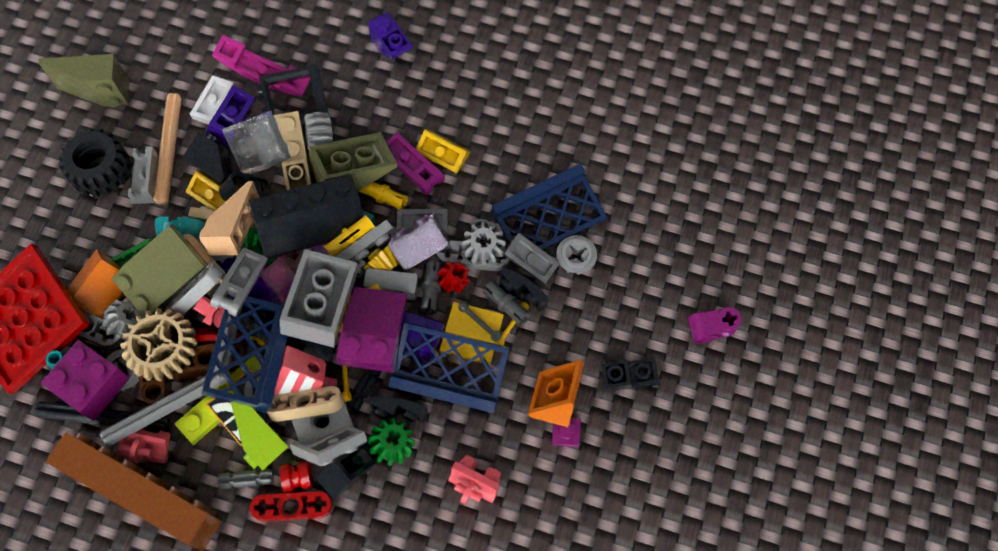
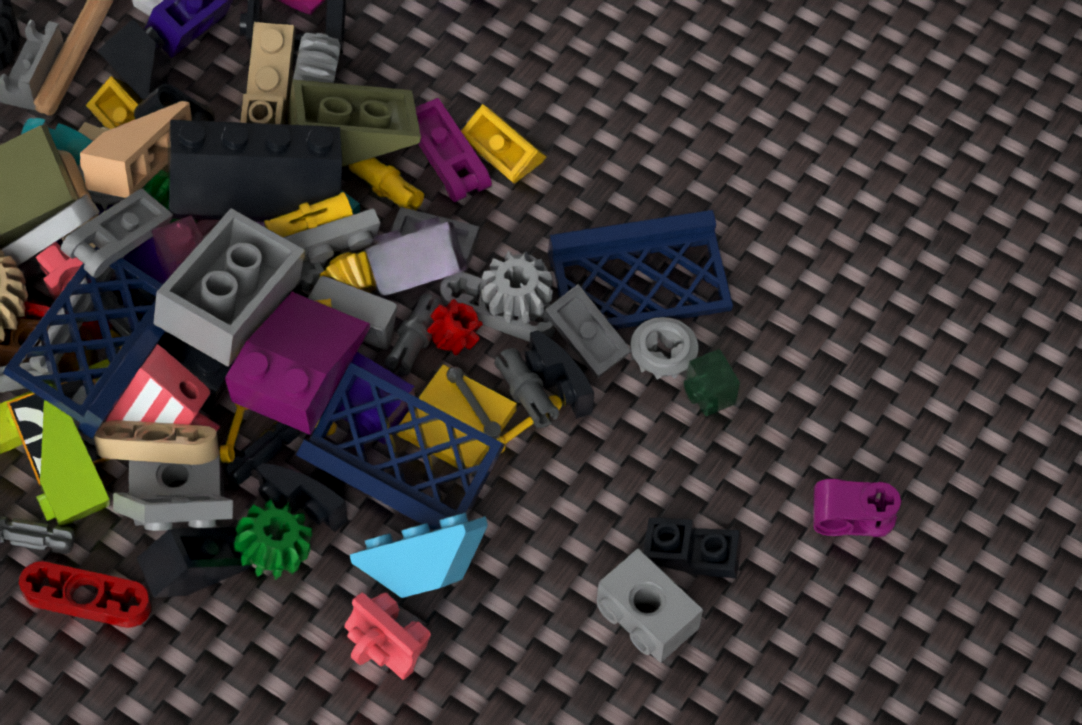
camera: 15 degrees right, 10 degrees down
(257, 143) = (215, 52): clear brick -> none
(294, 476) = (102, 549): red wheel -> none
(481, 430) = (423, 557): none -> medium azure slope
(556, 393) = (562, 540): orange slope -> none
(567, 436) = (558, 606): magenta plate -> none
(609, 405) = (642, 582): none -> light grey brick
(611, 270) = (711, 383): none -> clear green plate

